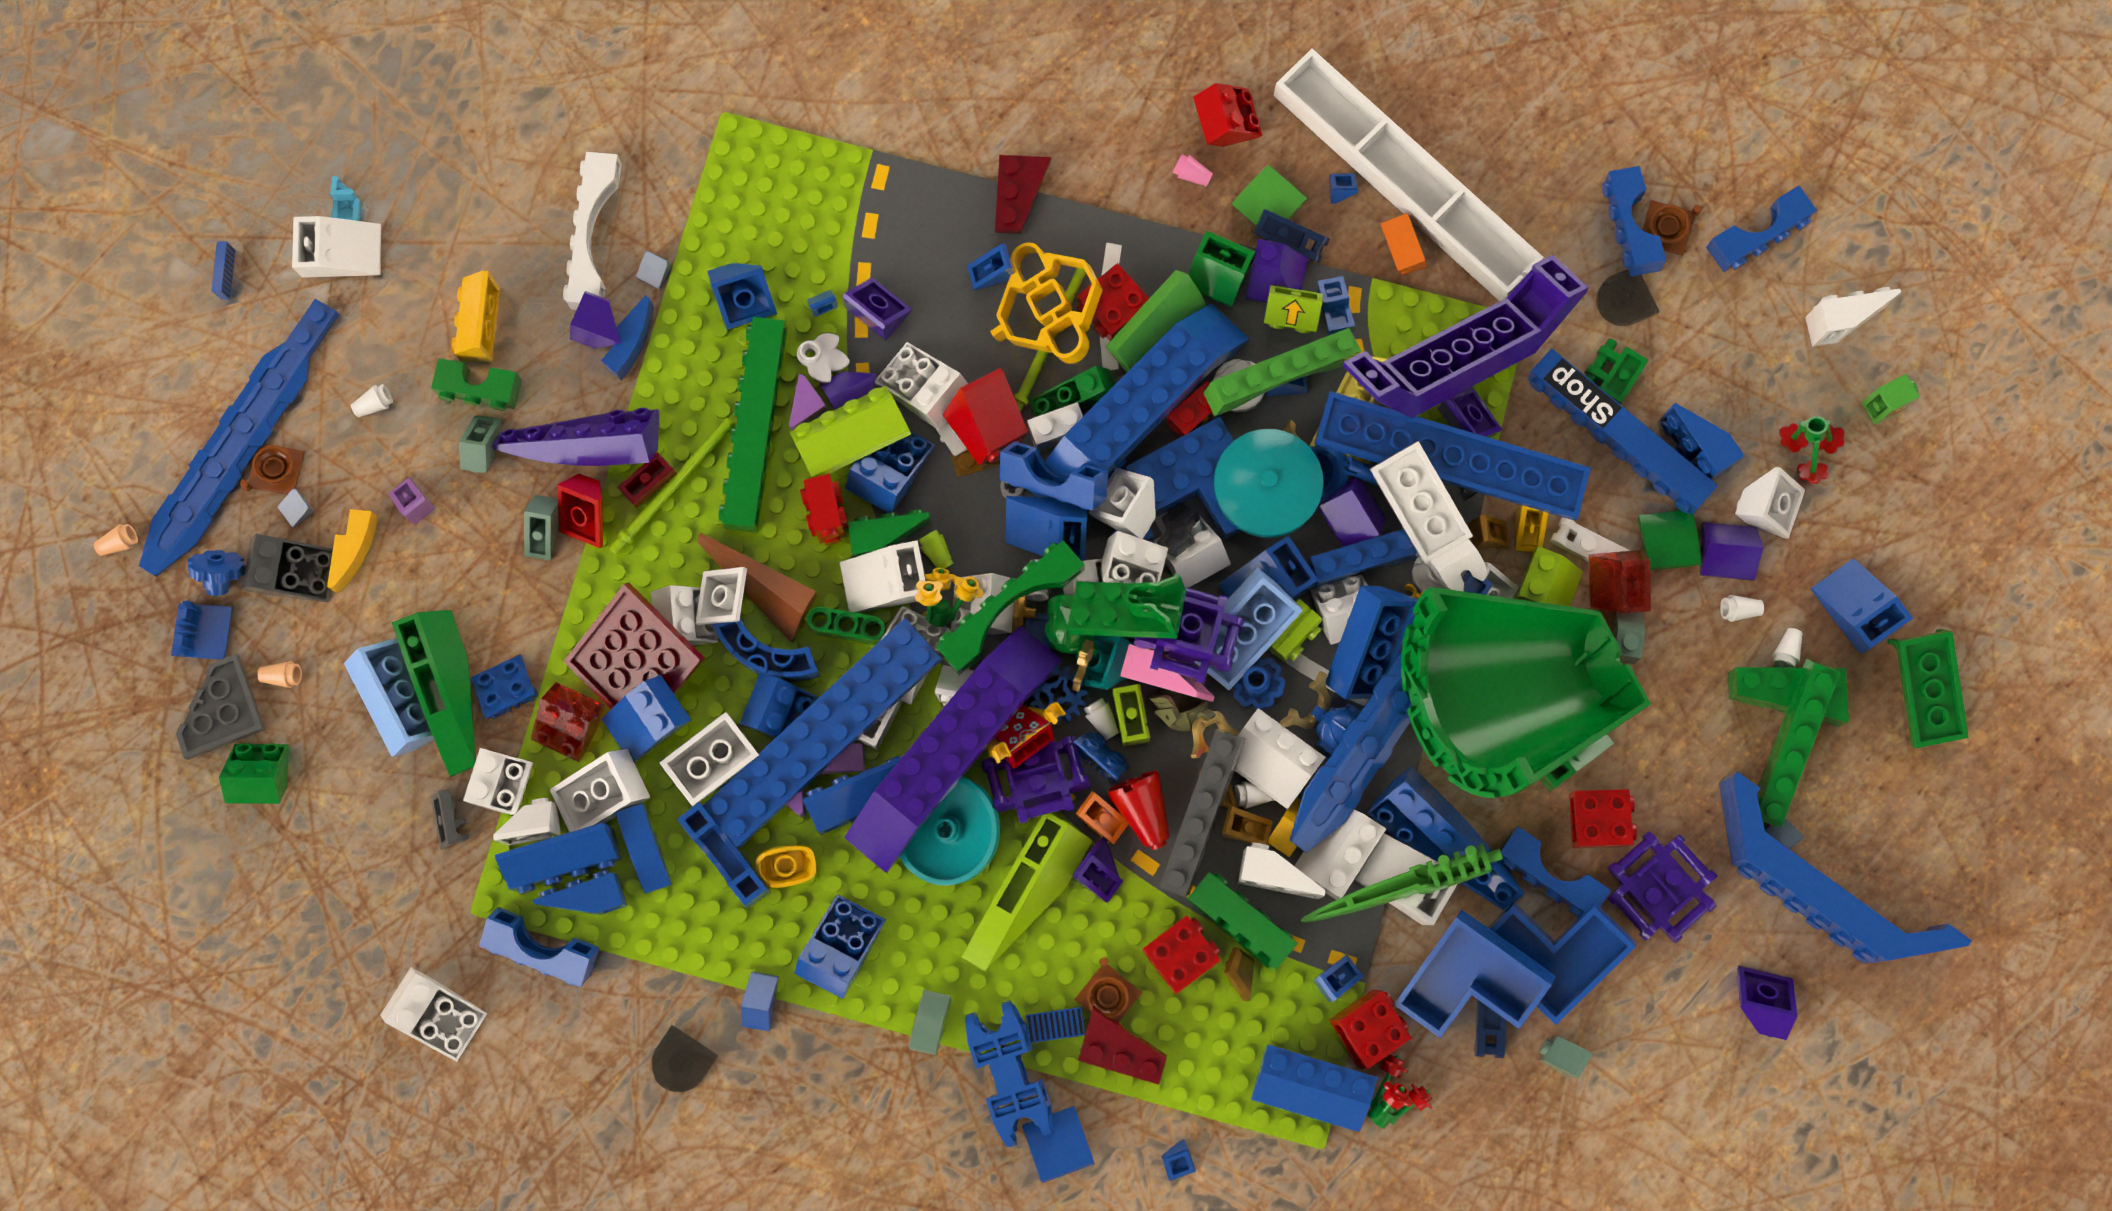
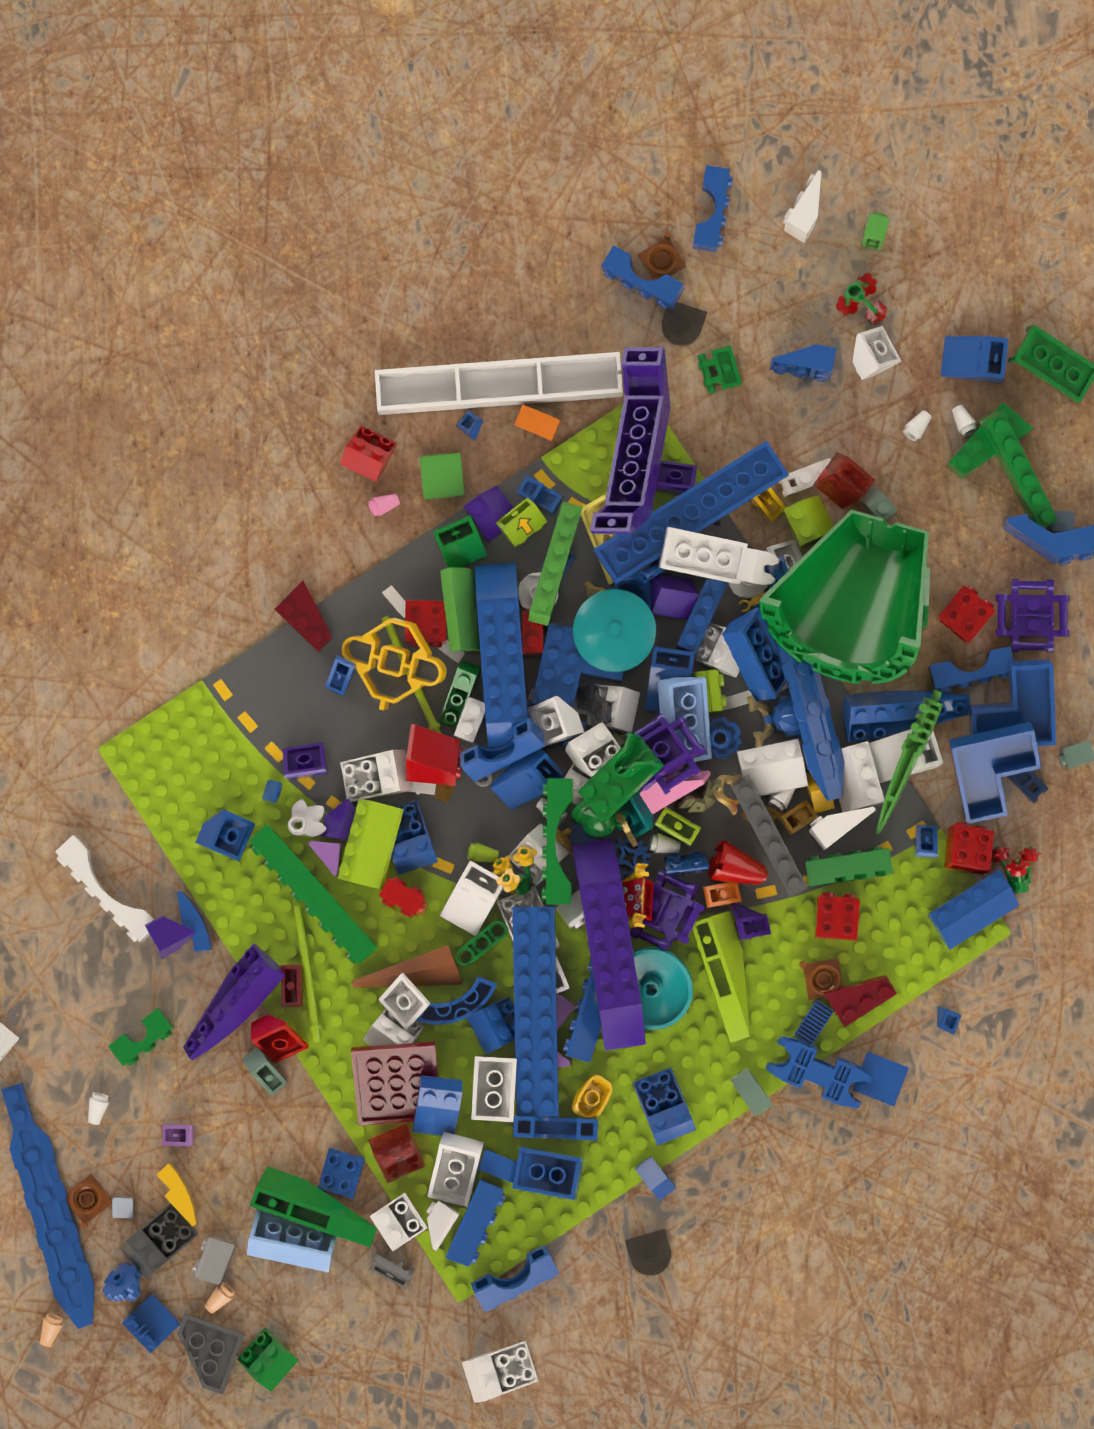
camera: 45 degrees left, 5 degrees up
(311, 635) = (214, 1260): none -> light grey slope
(476, 318) = (100, 1004): yellow slope -> none
(476, 444) = (180, 1065): sand green slope -> none
(594, 896) = (514, 1223): blue slope -> none
(653, 269) = (162, 873): slope -> none
(671, 888) = (548, 1173): none -> blue slope
(889, 530) = (445, 878): green slope -> none
(1240, 972) = (874, 893): pearl gold piece -> none
(1283, 231) = (474, 483): dark blue plate -> none
(1488, 532) = (750, 529): pearl gold slope -> none
(1621, 432) = (758, 400): blue brick -> none
(1670, 539) = (843, 429): green slope -> none
(1730, 551) = (879, 401): dark purple slope -> none

